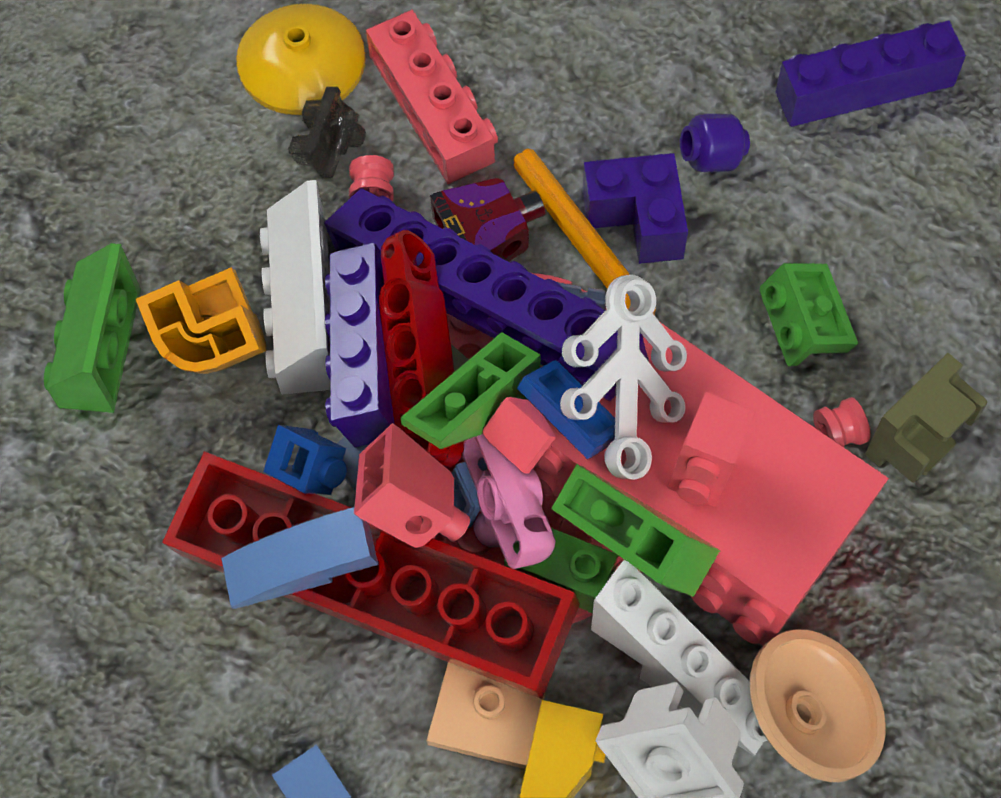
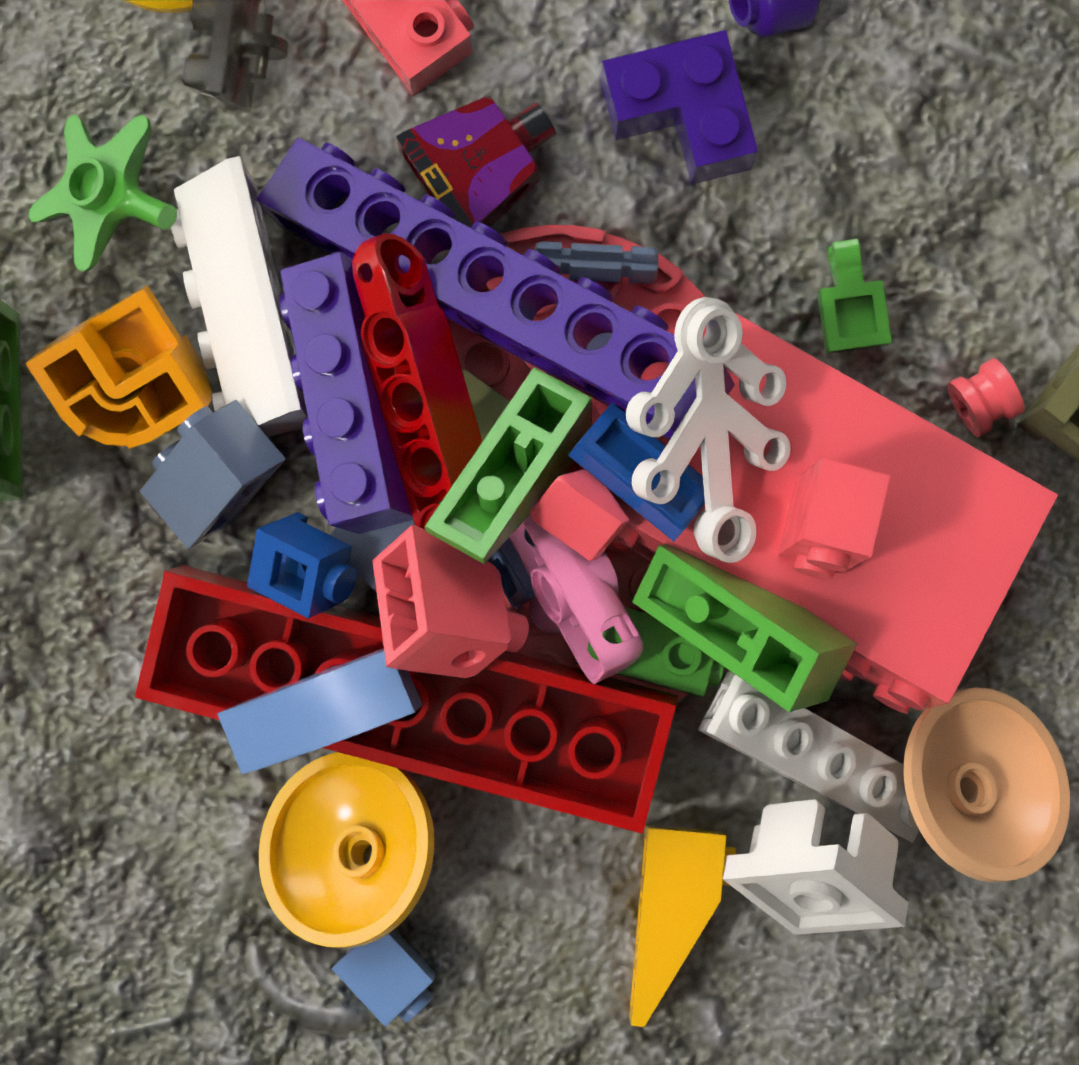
camera: 10 degrees left, 20 degrees up
(217, 208) = (102, 189): none -> bright green animal
(253, 397) = (210, 472): none -> sand blue brick
(301, 685) = (317, 846): none -> yellow dish
(372, 175) = (308, 114): coral wheel -> none
(483, 718) = (575, 855): light nougat plate -> none
(570, 219) = (611, 157): light orange axle -> none
(746, 351) = (852, 311): none -> bright green plate
(806, 312) = (926, 236): bright green bracket -> none

